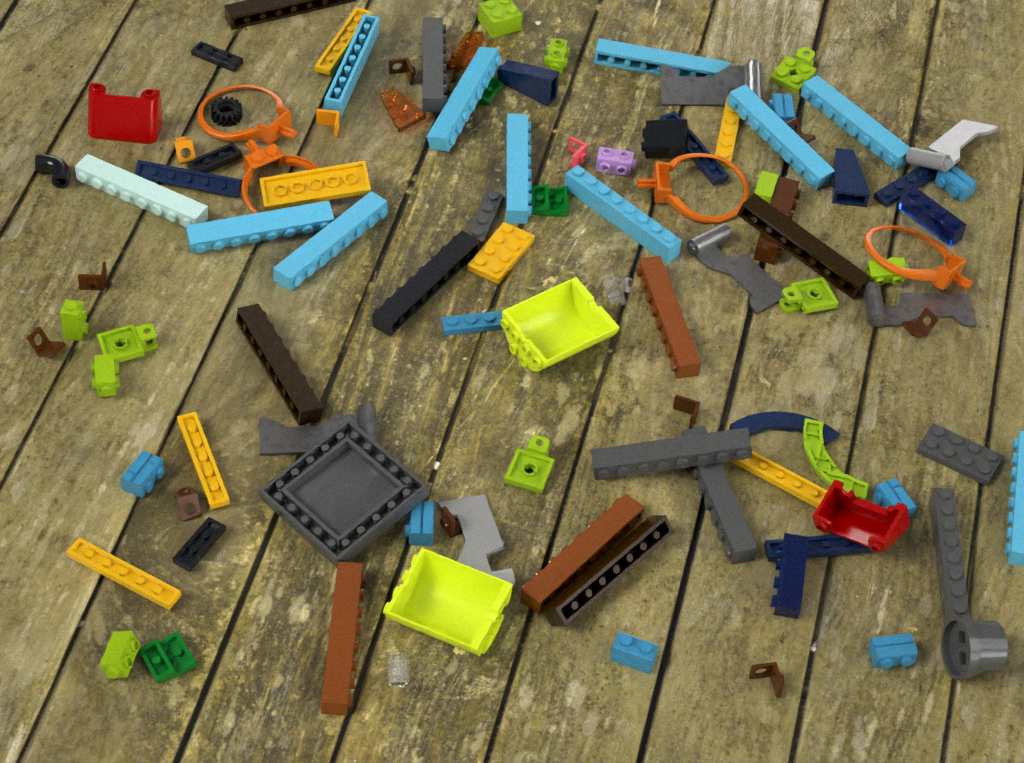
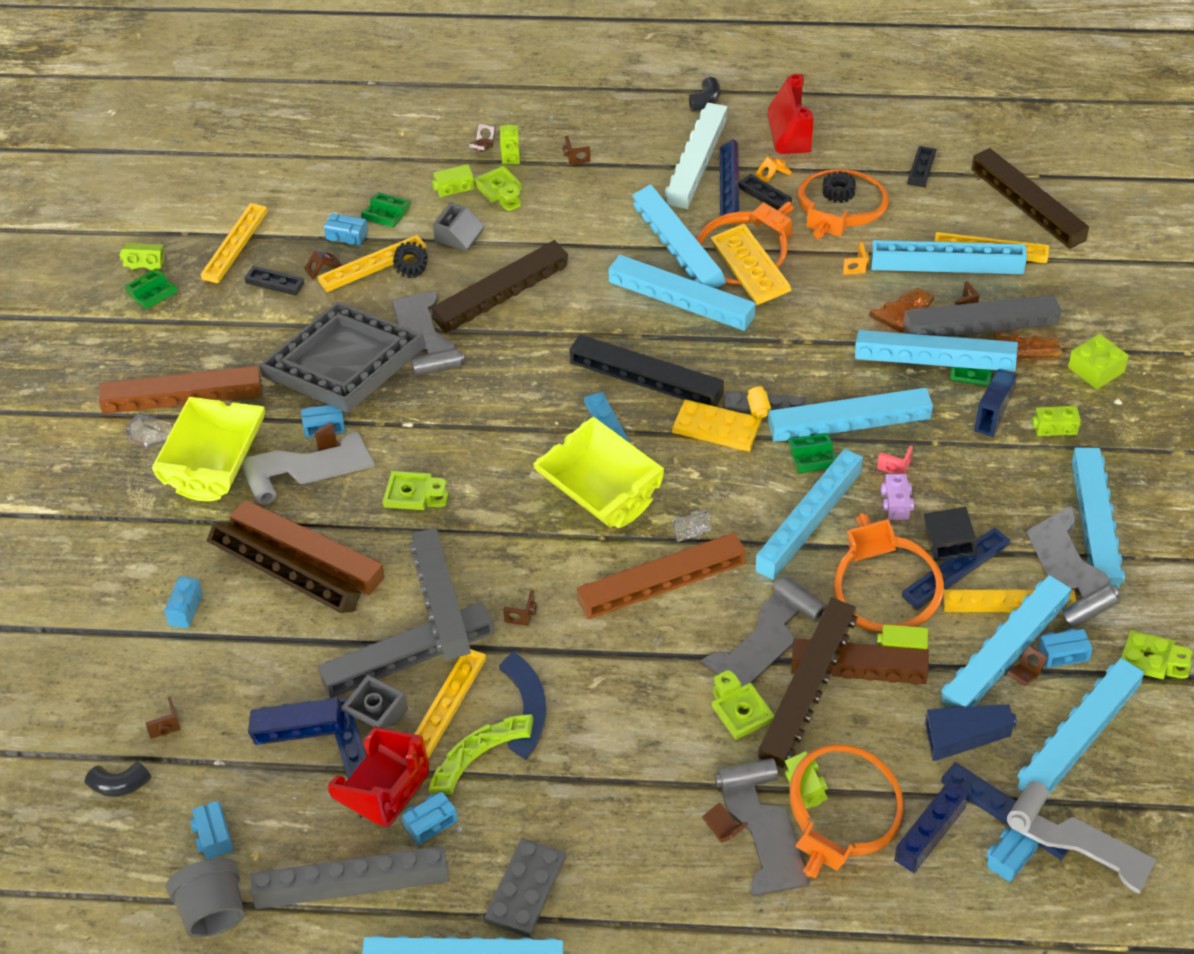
camera: 85 degrees right, 0 degrees up
(118, 440) = (386, 209): none -> green slope
(179, 384) = (457, 227): none -> dark grey slope
(208, 422) = (414, 250): none -> black tyre
(495, 213) = (758, 402): none -> yellow brick
(781, 516) = (376, 703): none -> dark grey slope
(837, 717) = (117, 784): none -> black cylinder

